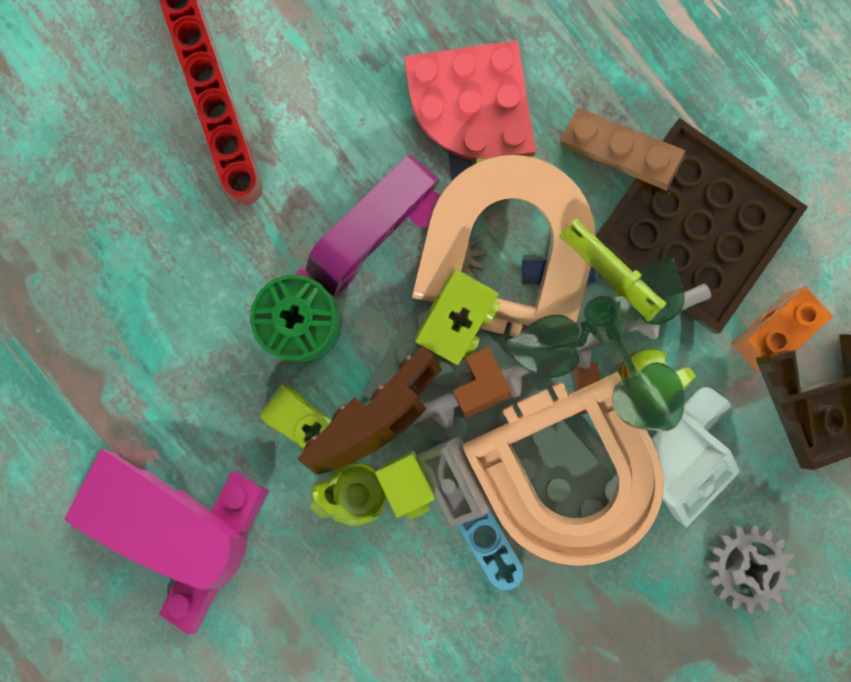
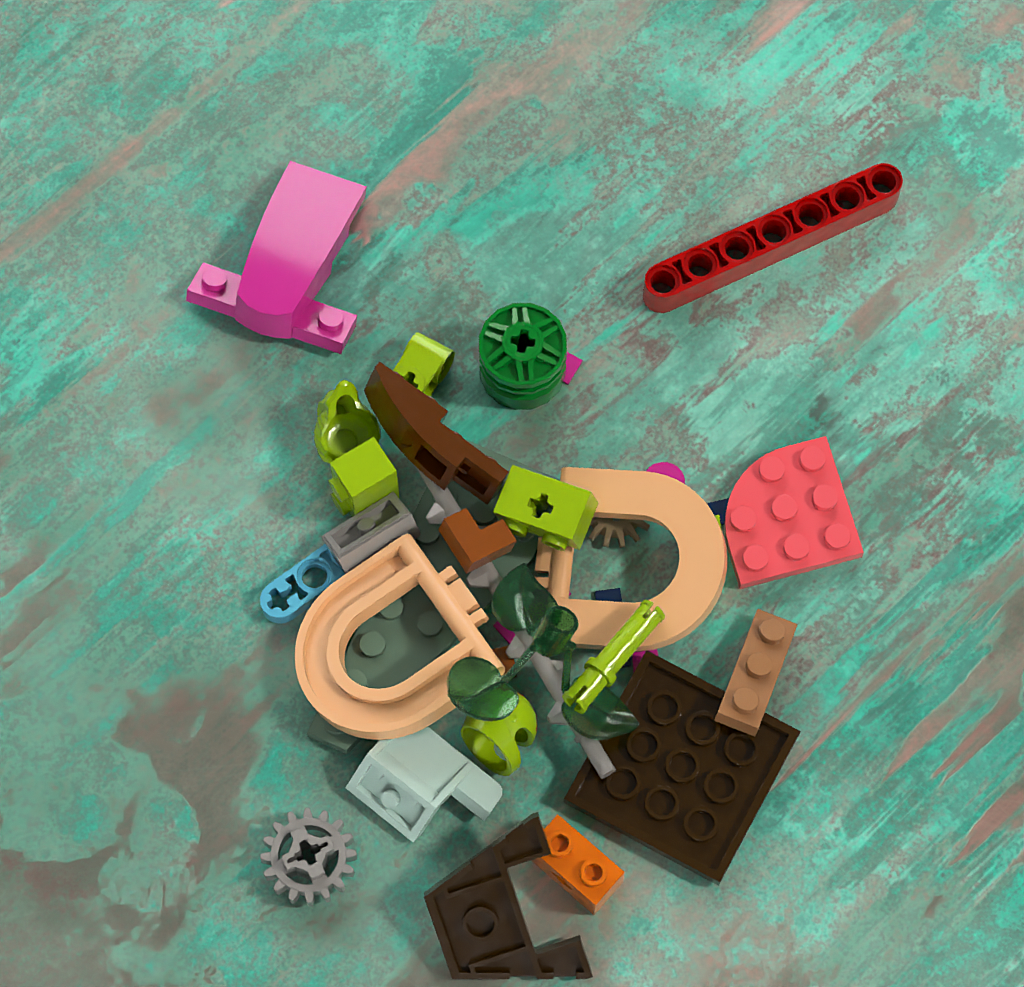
camera: 85 degrees right, 15 degrees down
(368, 224) = (636, 417): magenta beam -> none

